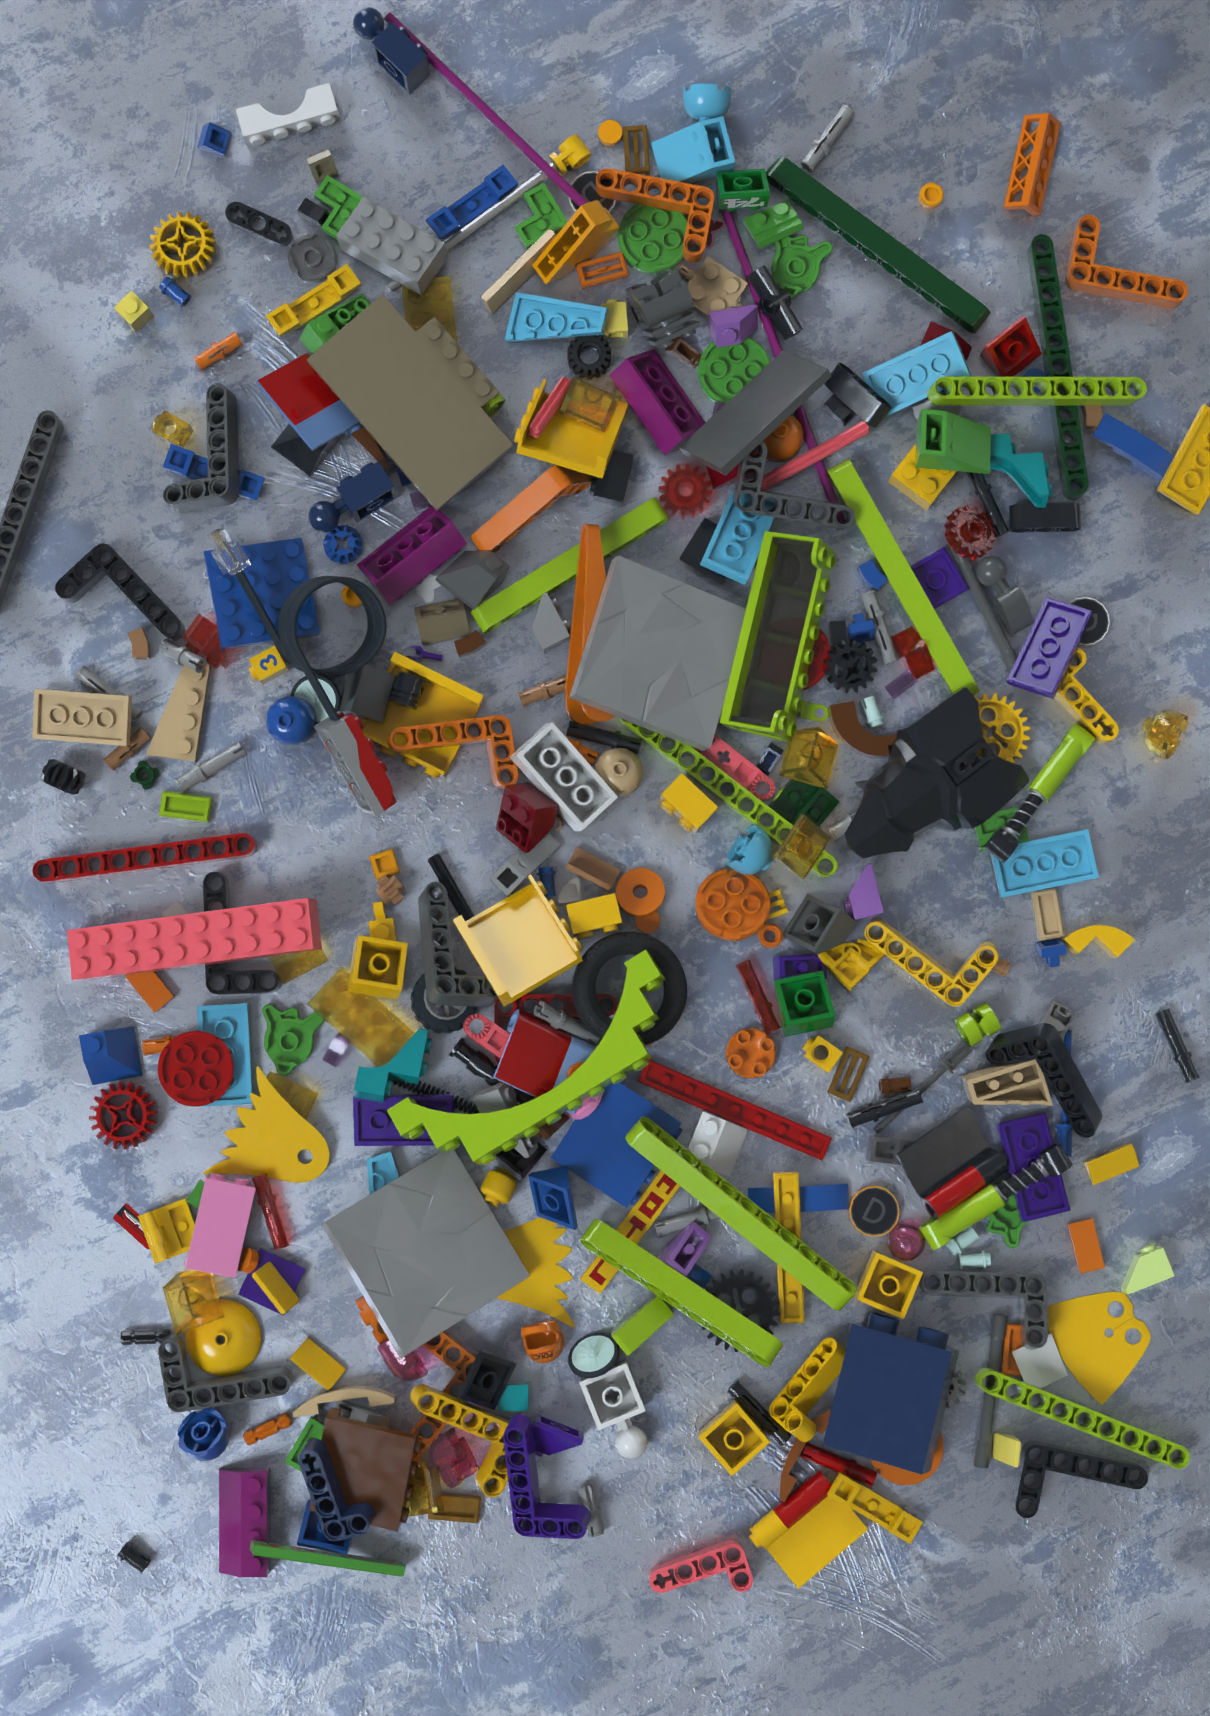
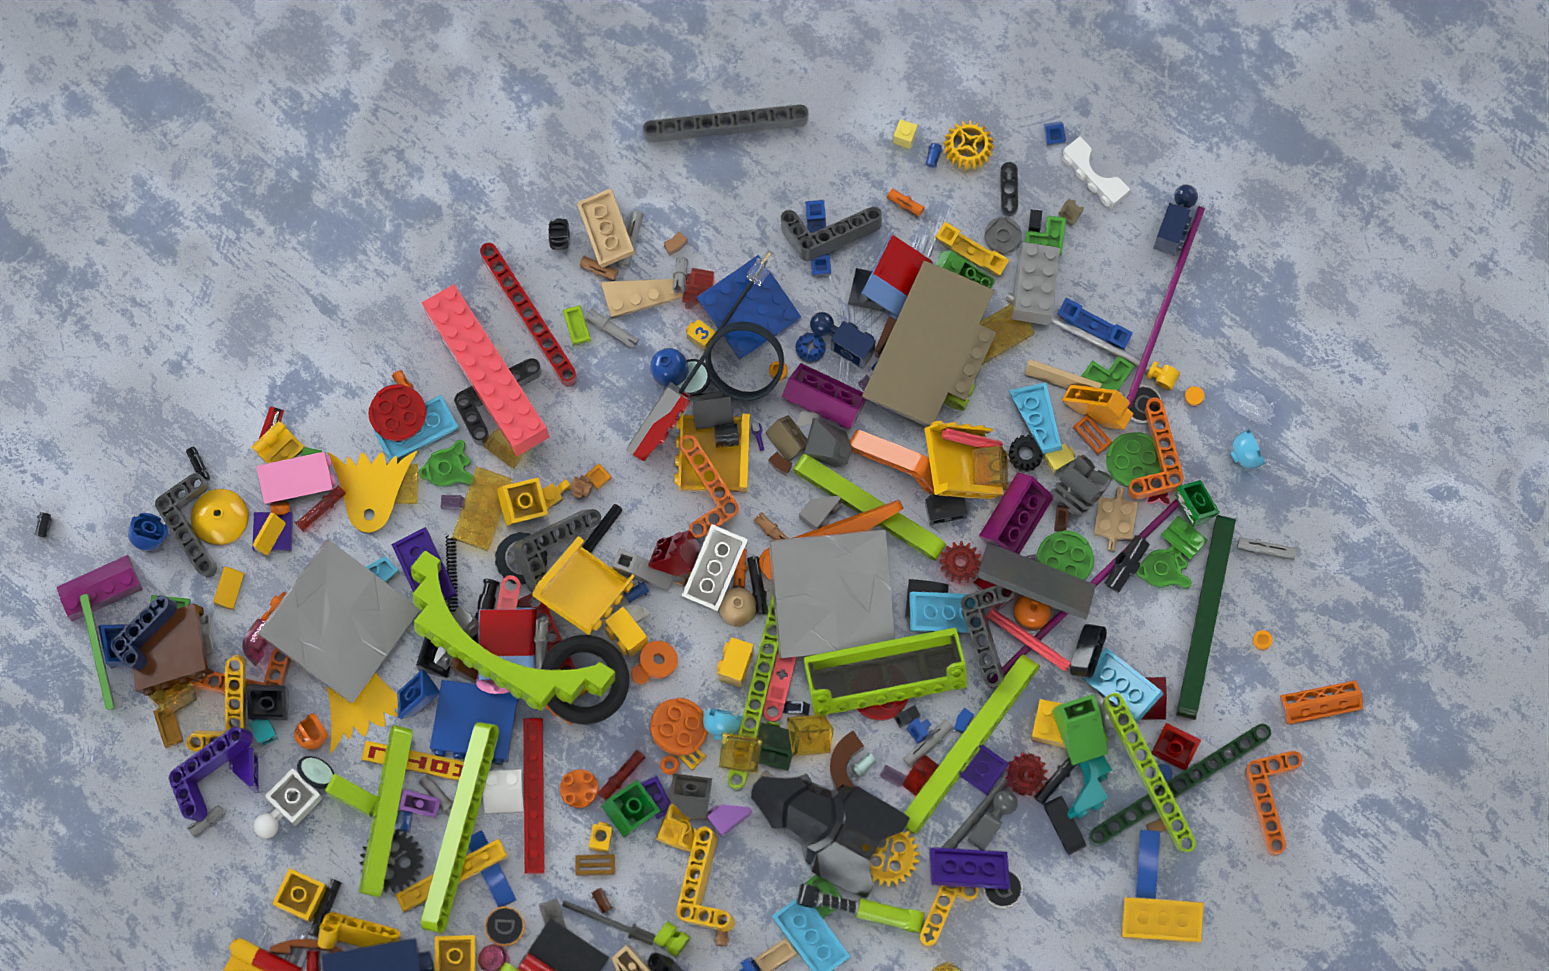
camera: 70 degrees right, 10 degrees down
(111, 1055) = (381, 353): blue slope -> none
(117, 1124) = (336, 379): red gear -> none
(127, 586) = (711, 216): black beam -> none
(137, 775) = (582, 283): dark green plate -> none
(151, 989) = (439, 360): orange tile -> none
(181, 434) = (834, 204): clear yellow brick -> none
(192, 1300) = (236, 483): clear yellow slope -> none
(267, 1429) = (168, 574): orange axle -> none
(375, 1396) = (199, 598): tan slope -> none
(404, 1066) = (462, 551): teal arch -> none
(452, 1458) = (203, 705): clear pink brick -> none
(498, 1186) = (405, 654): yellow head -> none
(592, 869) = (659, 620): medium nougat panel -> none
(634, 129) = (1182, 432): pearl gold tile -> none
(694, 152) = (1207, 459): medium azure slope -> none
(699, 1571) = (196, 913): coral beam -> none
(732, 325) = (1096, 541): medium lavender slope -> none
(808, 711) = (844, 720): lime piece -> none
(838, 410) = (1071, 643): black piece -> none
(854, 657) = (889, 741): black gear -> none
(875, 1111) = (575, 893): black pin -> none

